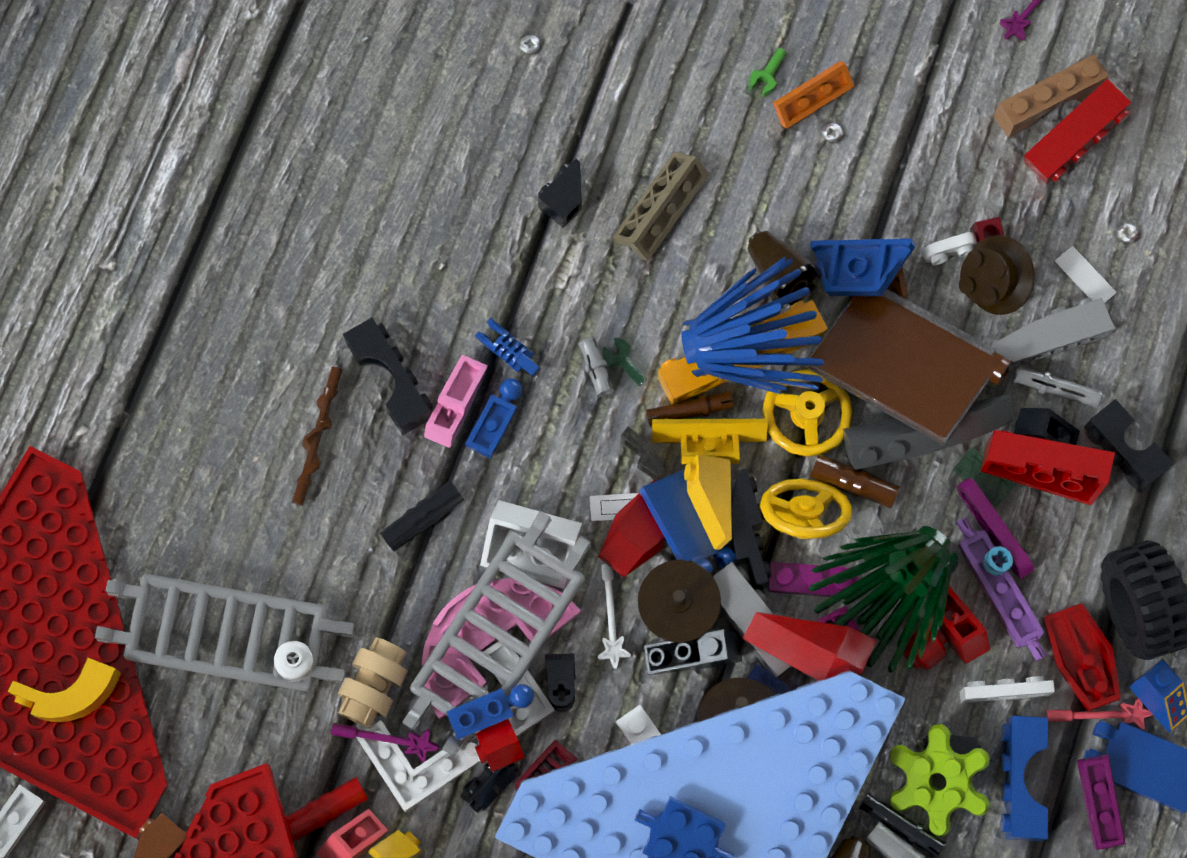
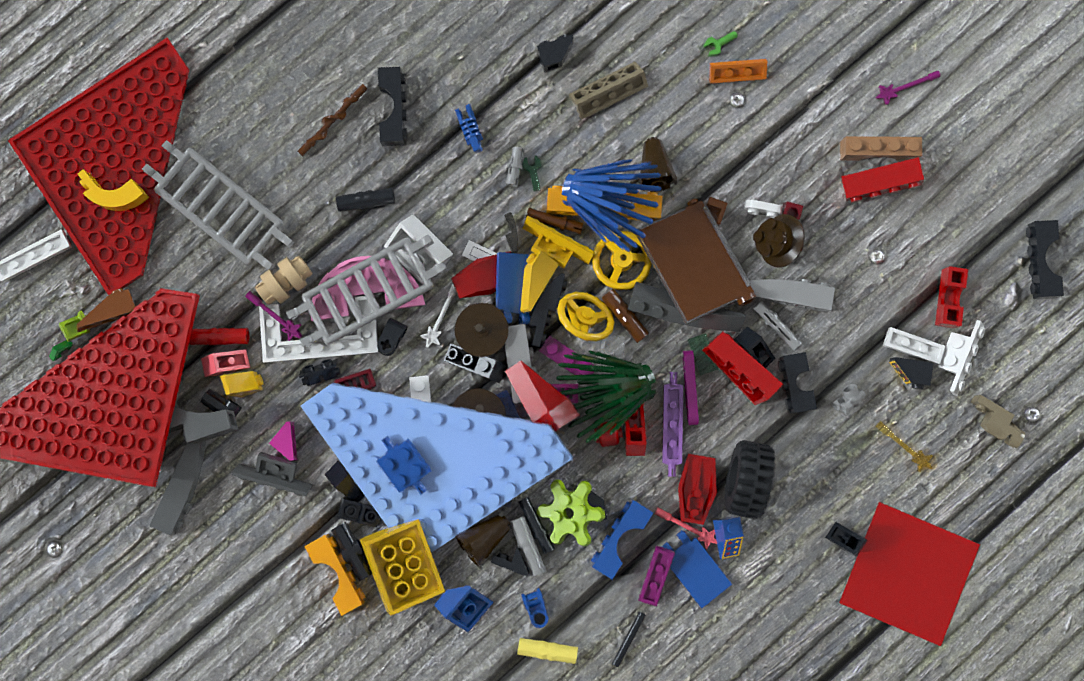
camera: 30 degrees right, 10 degrees up
(295, 671) = (250, 246): white head -> none
(455, 401) = (422, 142): bright pink slope -> none
(488, 710) = (336, 332): blue plate -> none
(495, 419) = (439, 165): blue plate -> none
(498, 745) = (332, 355): red brick -> none
(860, 265) = (702, 190): blue wing -> none
(1004, 555) = (680, 413): medium azure bush -> none
(1006, 690) = (641, 482): white plate -> none
(1085, 275) = (835, 268): white sticker -> none

